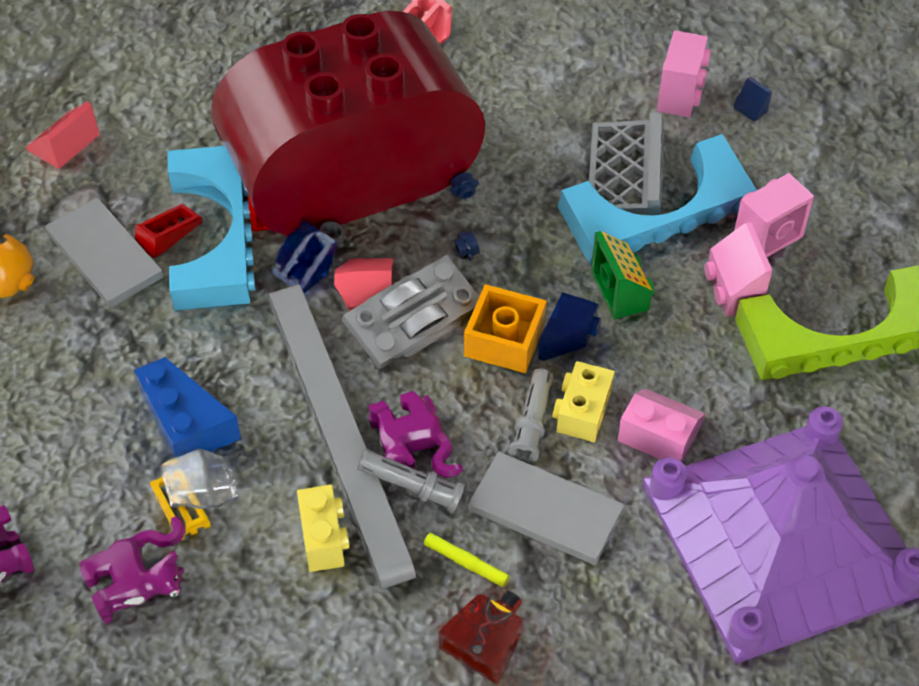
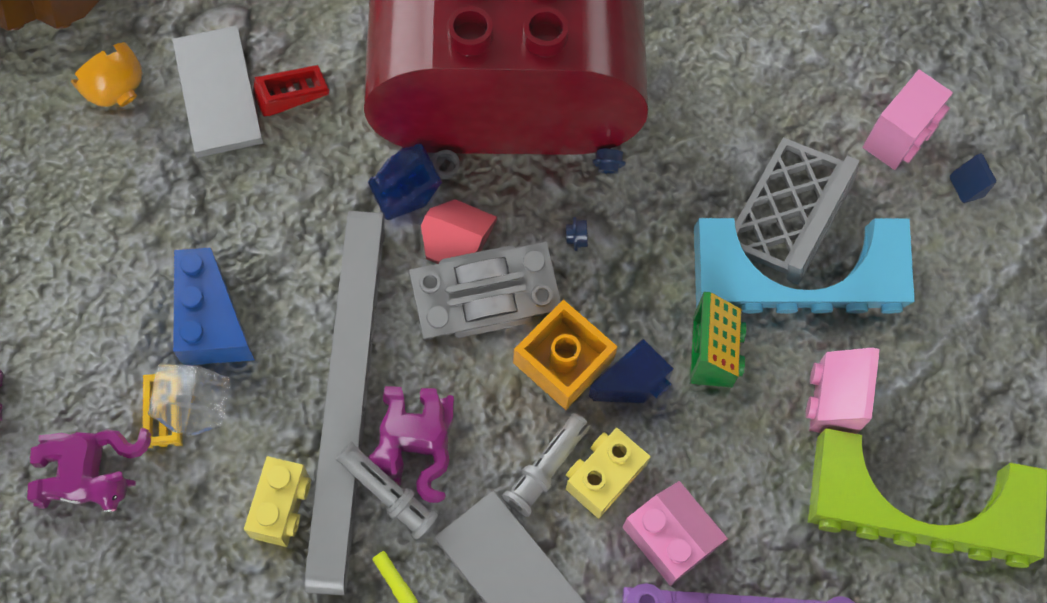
camera: 20 degrees right, 15 degrees up
(223, 273) = (320, 166): medium azure arch -> none
(777, 212) = (916, 340): bright pink brick -> none

